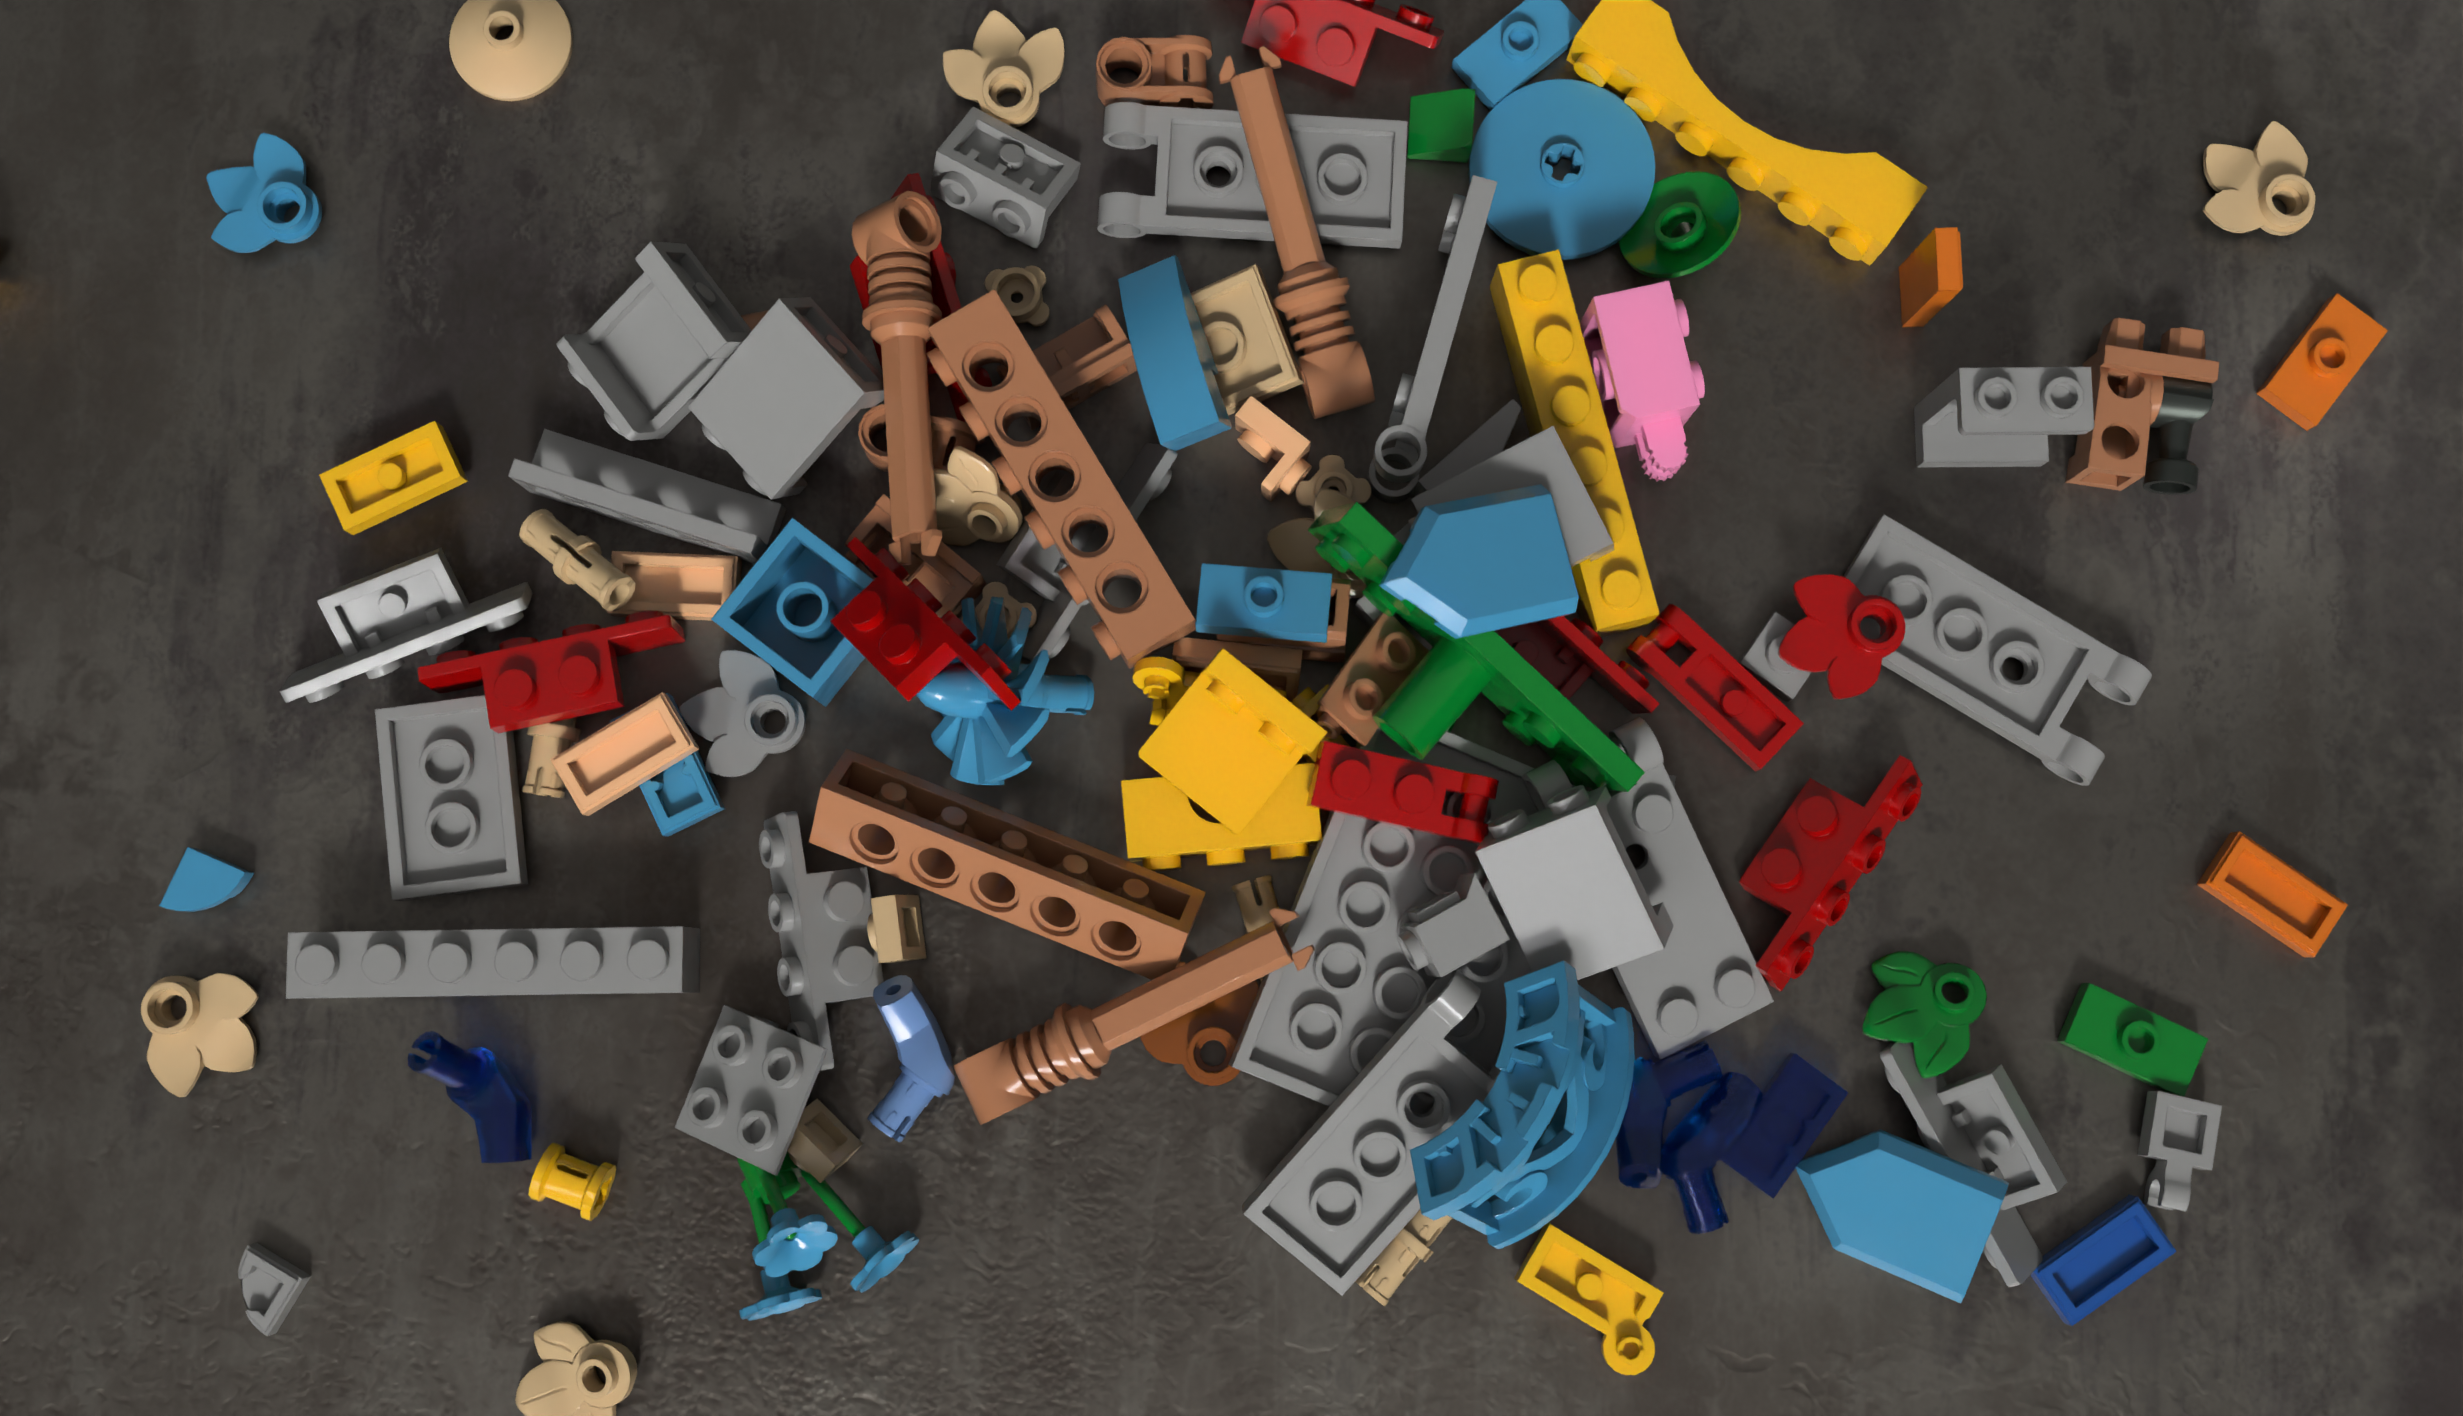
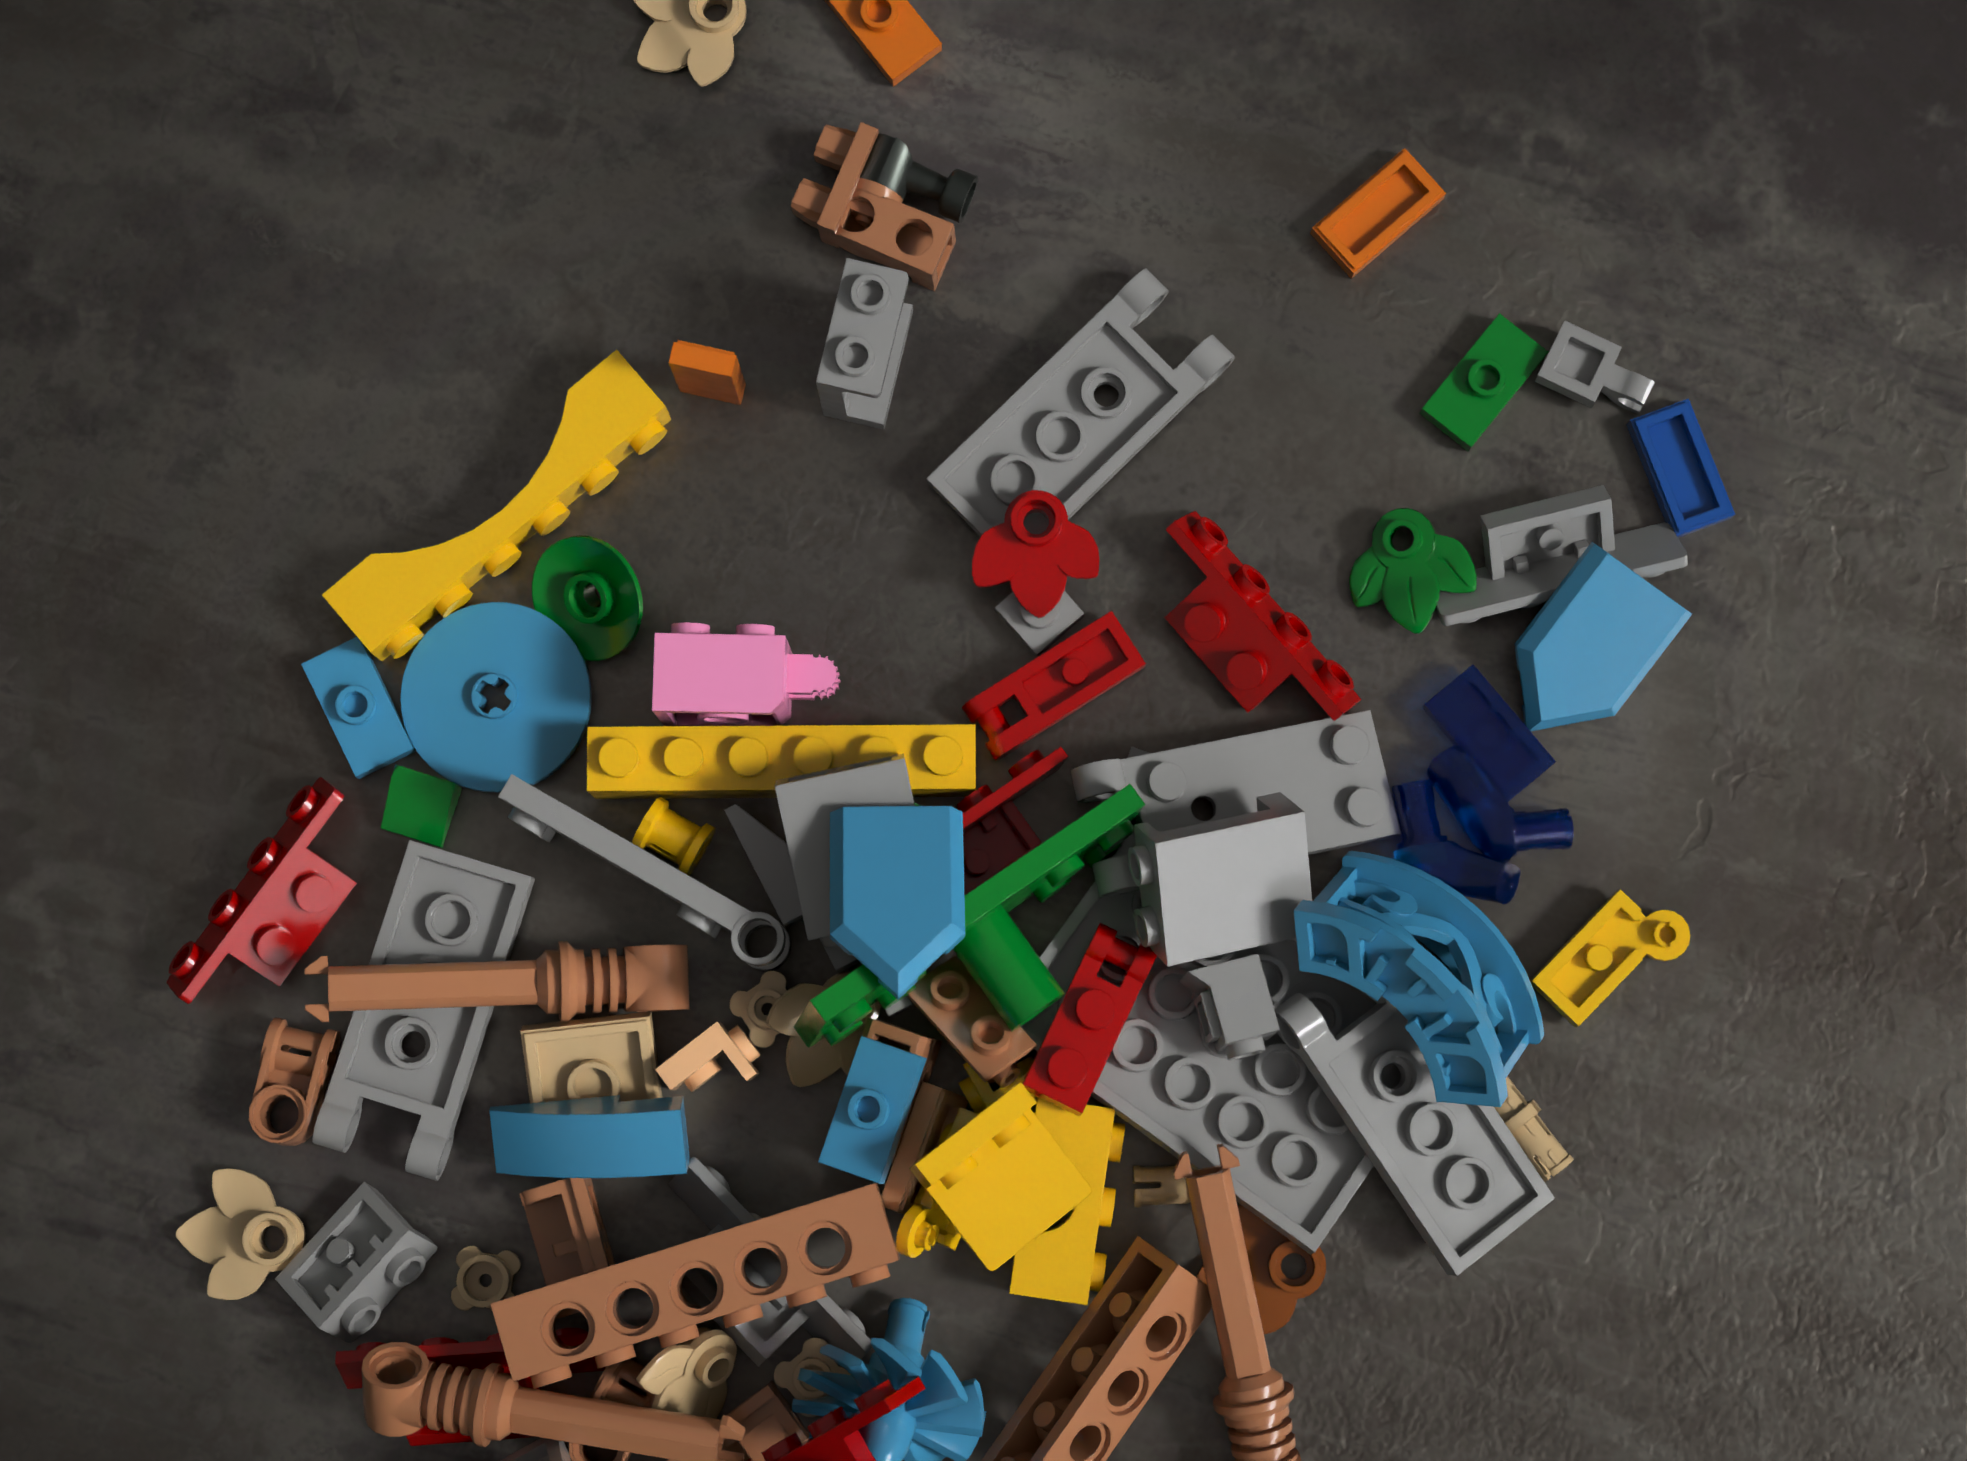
camera: 75 degrees left, 0 degrees up
(1474, 363) = (673, 836): none -> yellow bush

